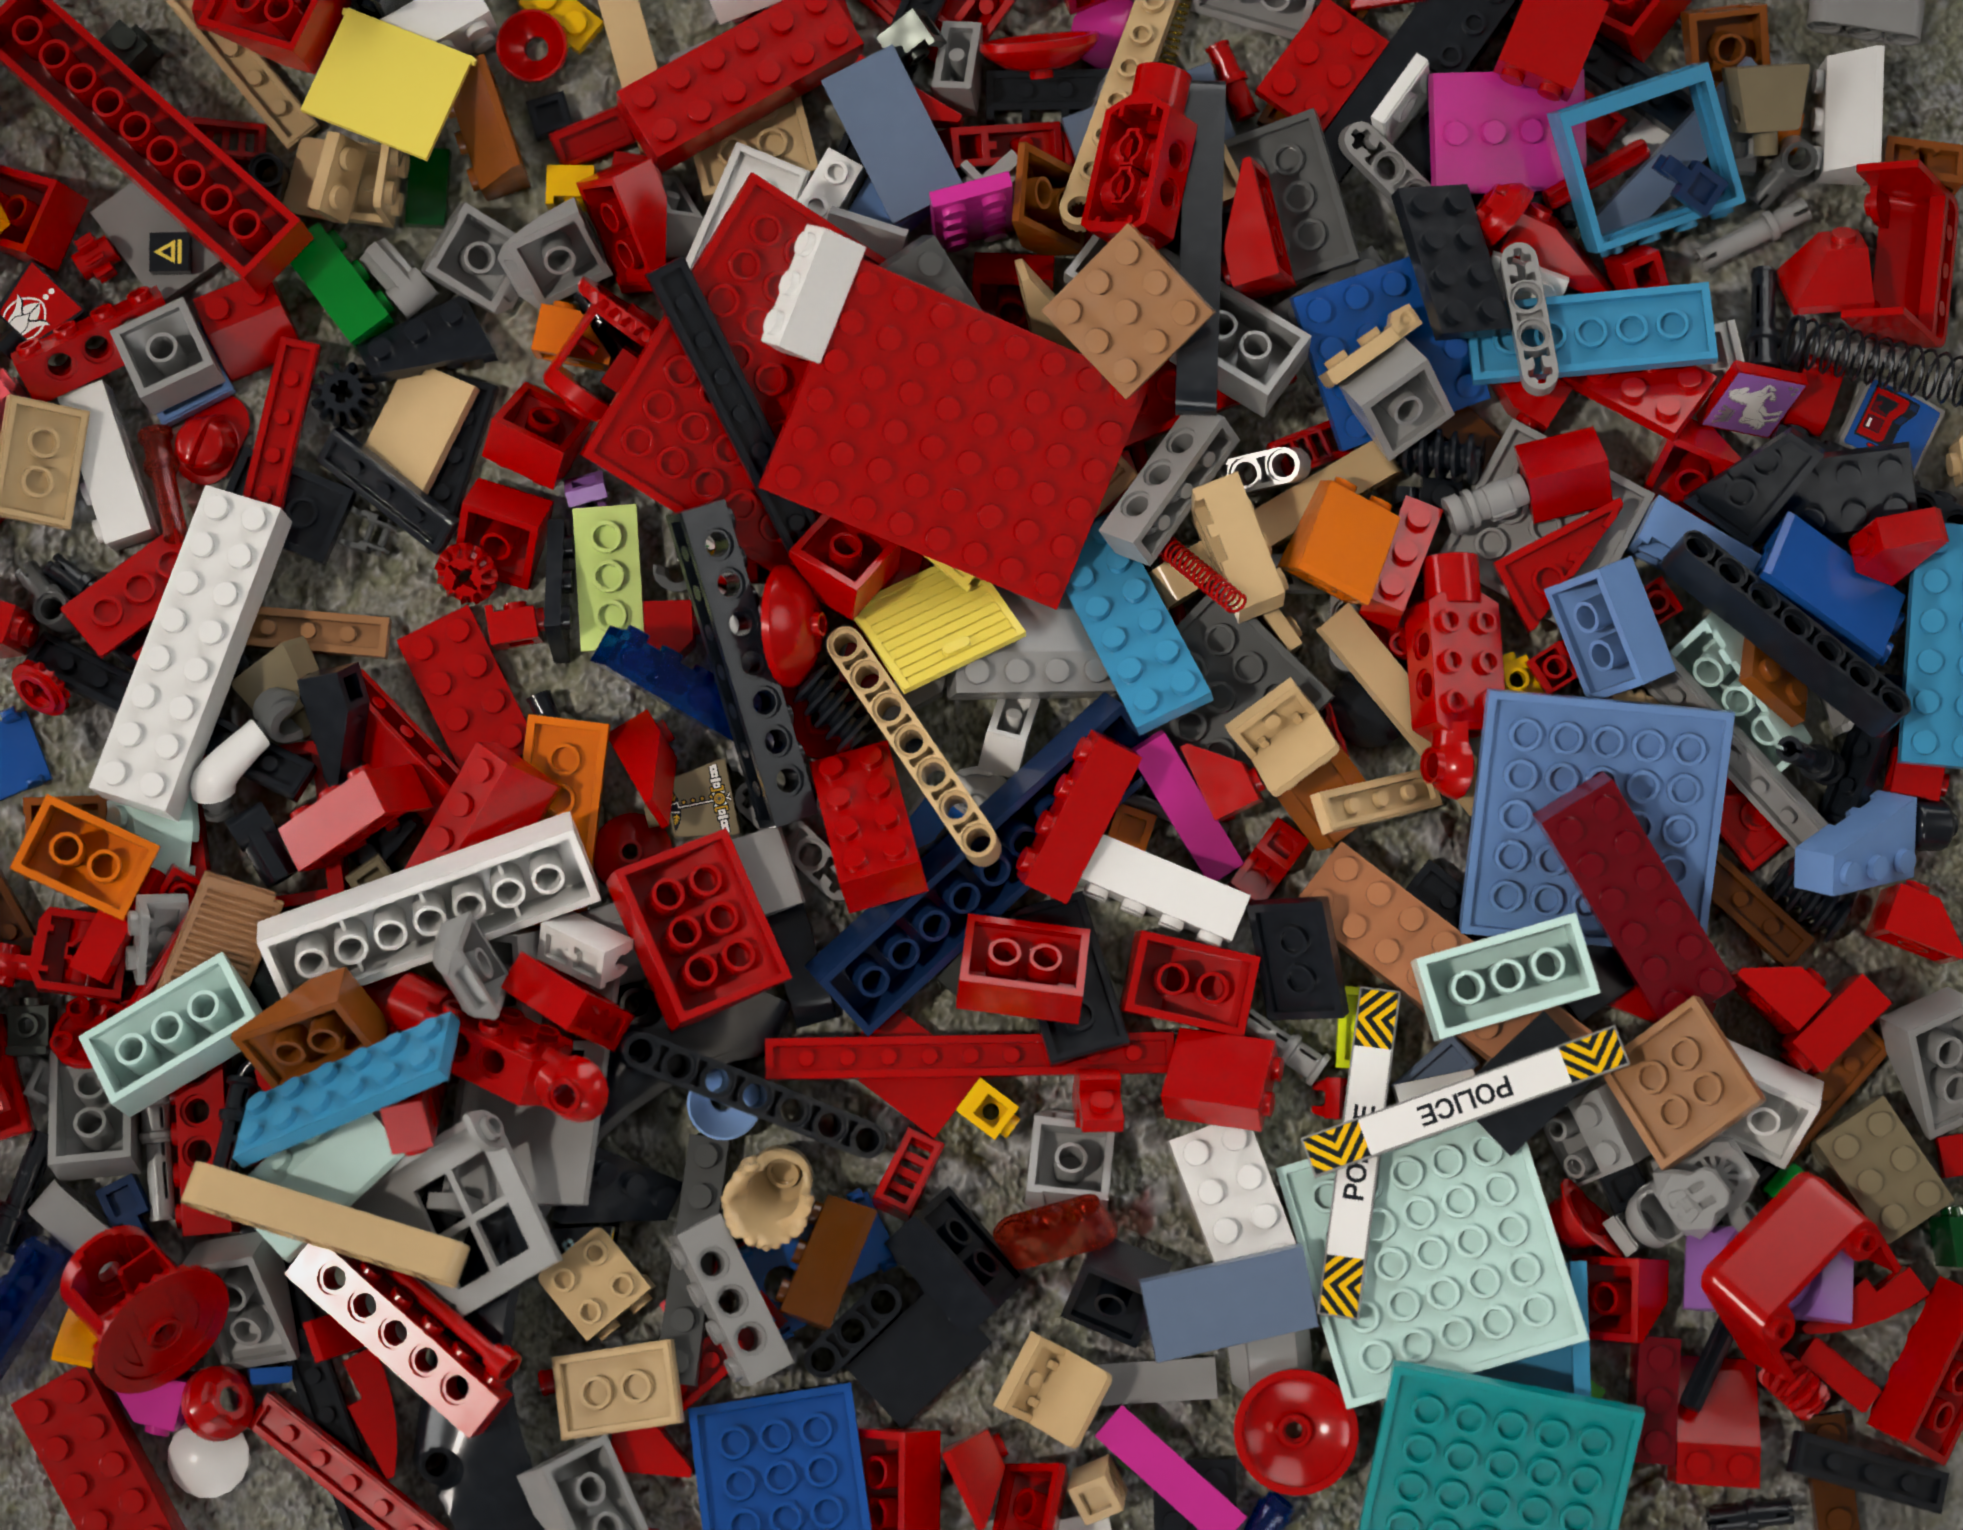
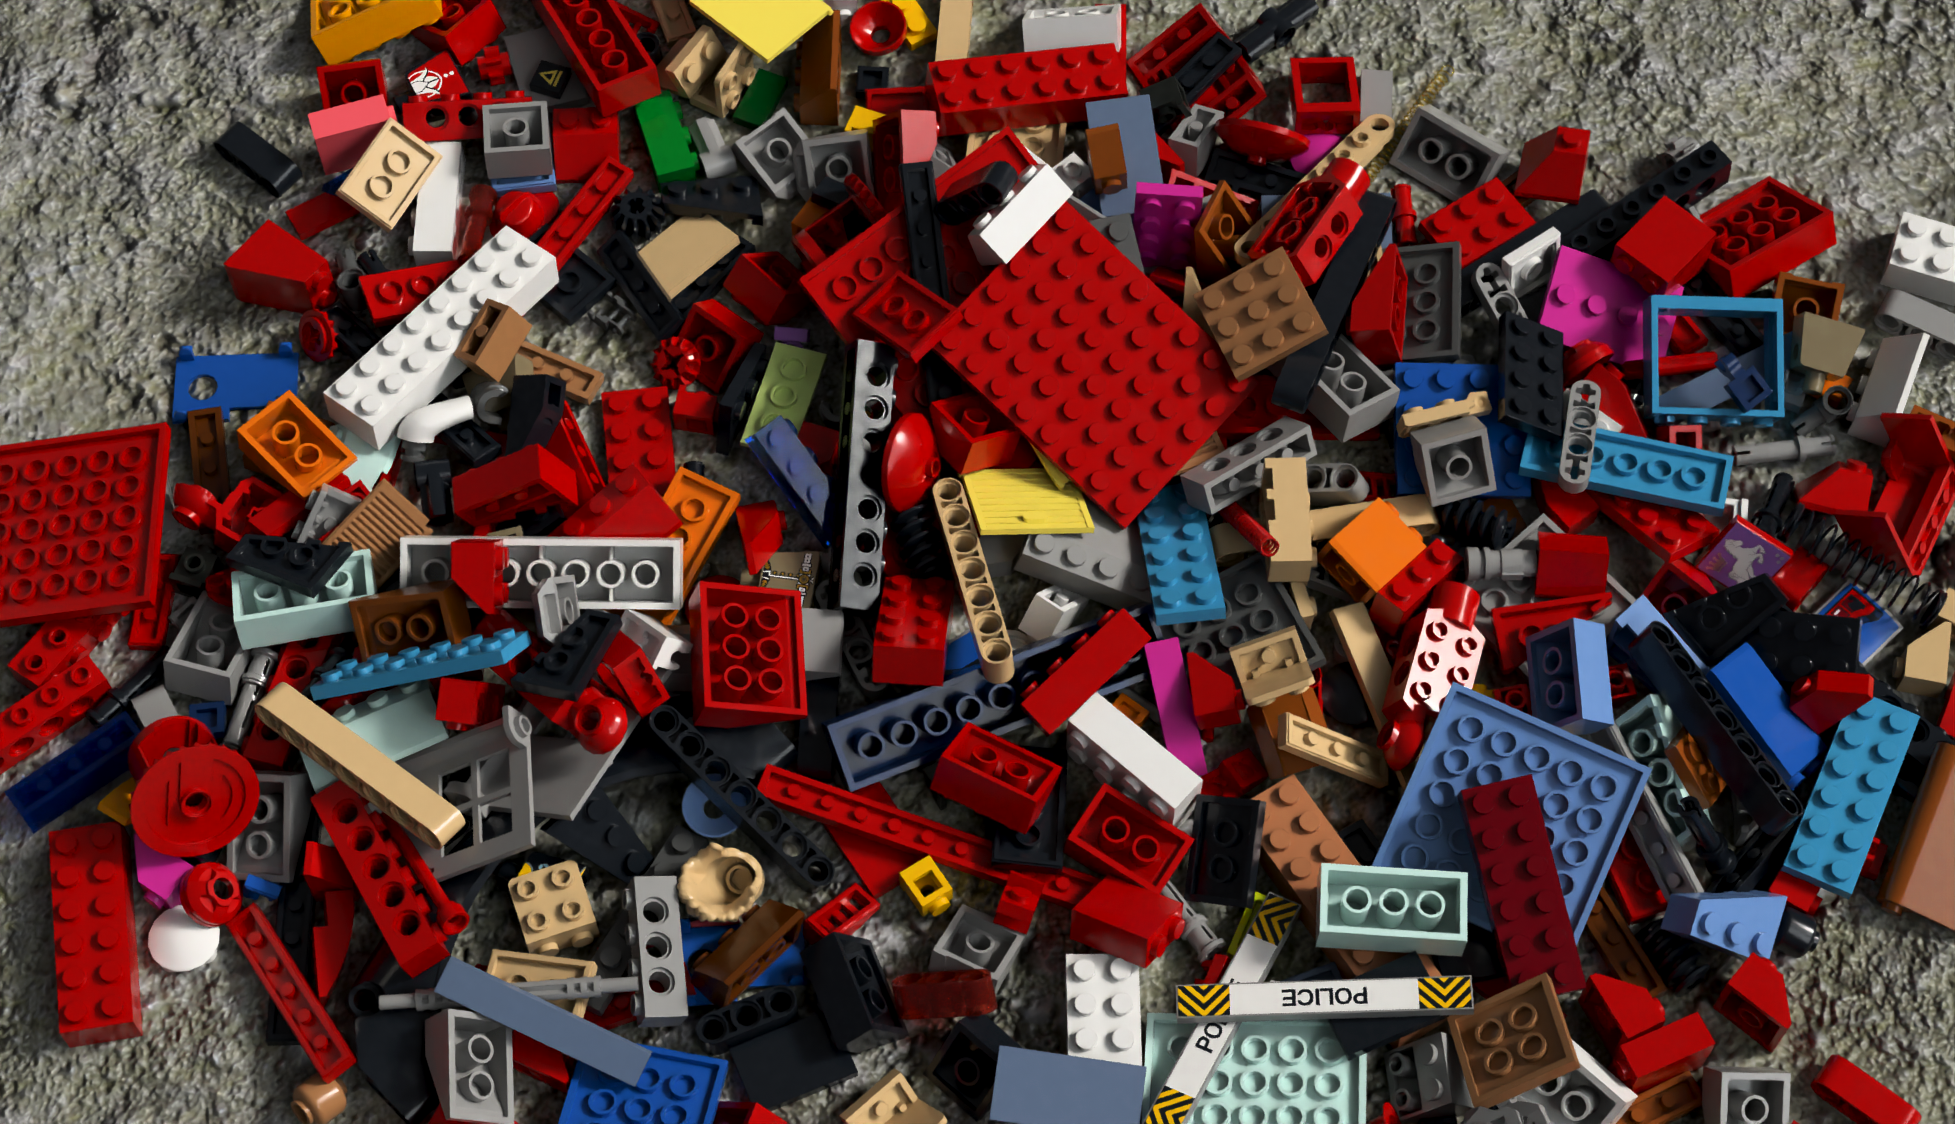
camera: 15 degrees right, 20 degrees down
(141, 1009) = (289, 564): none -> black wing
(254, 645) = (493, 340): none -> medium nougat brick
(365, 956) = (478, 571): none -> red slope
(517, 1035) = (573, 660): none -> black wing
(563, 298) = (829, 193): none -> black tile
(594, 1414) = (547, 990): none -> light grey axle
(643, 1433) = (543, 1021): none -> sand blue tile
(726, 462) = (907, 316): none -> red tile
(753, 288) = (976, 193): none -> black beam
(877, 160) = (1106, 159): none -> dark orange slope

